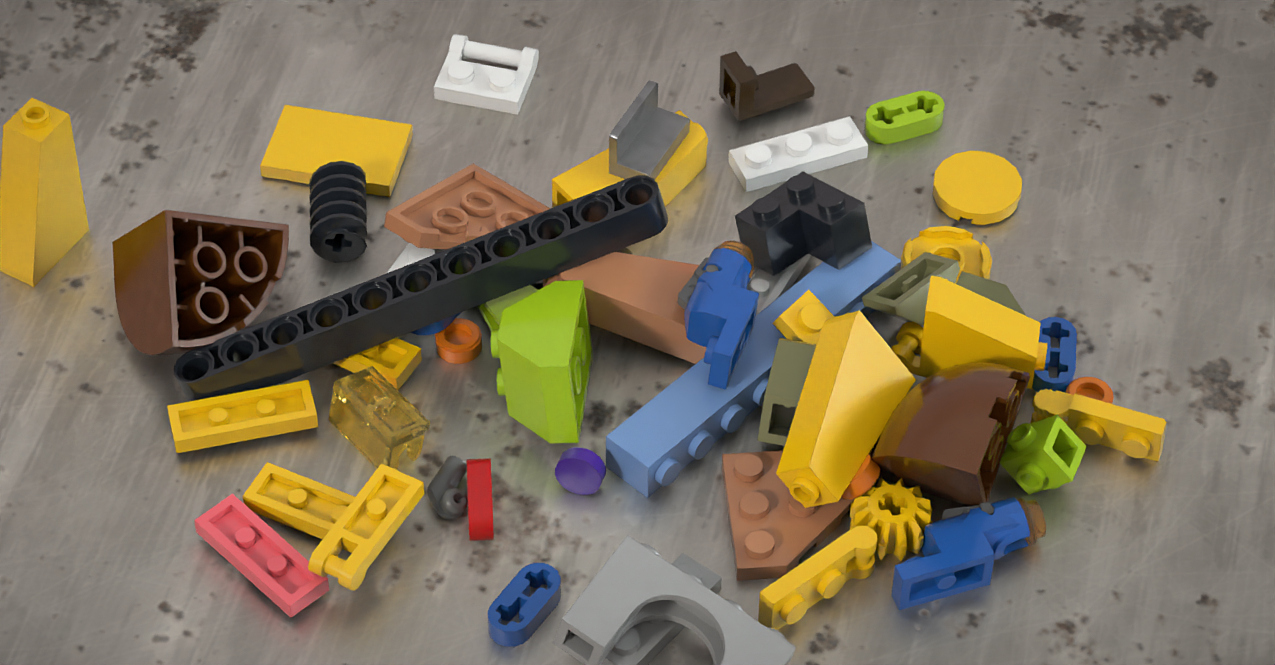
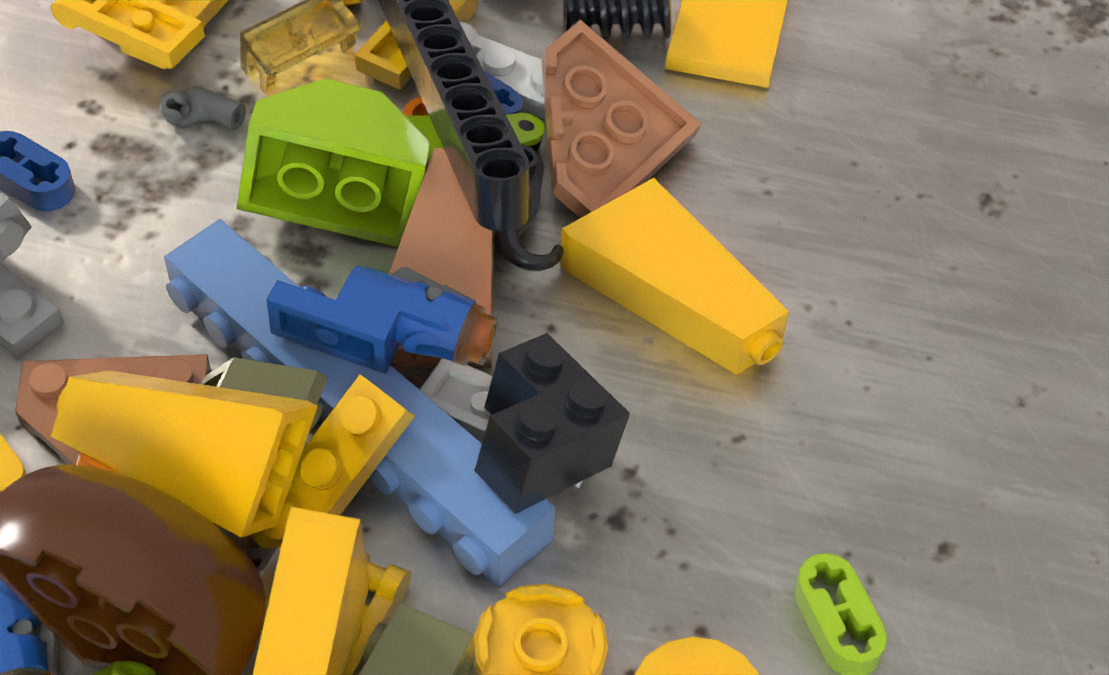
camera: 90 degrees right, 5 degrees up
(480, 499) = (174, 127): red beam -> none
(484, 84) = (856, 145): white plate -> none
(580, 471) = (198, 211): dark purple tile -> none
(645, 136) = (712, 254): flat silver panel -> none
(756, 94) = (865, 427): dark brown bracket -> none
(799, 151) = (757, 478): white plate -> none
(906, 291) = (432, 564): olive slope -> none

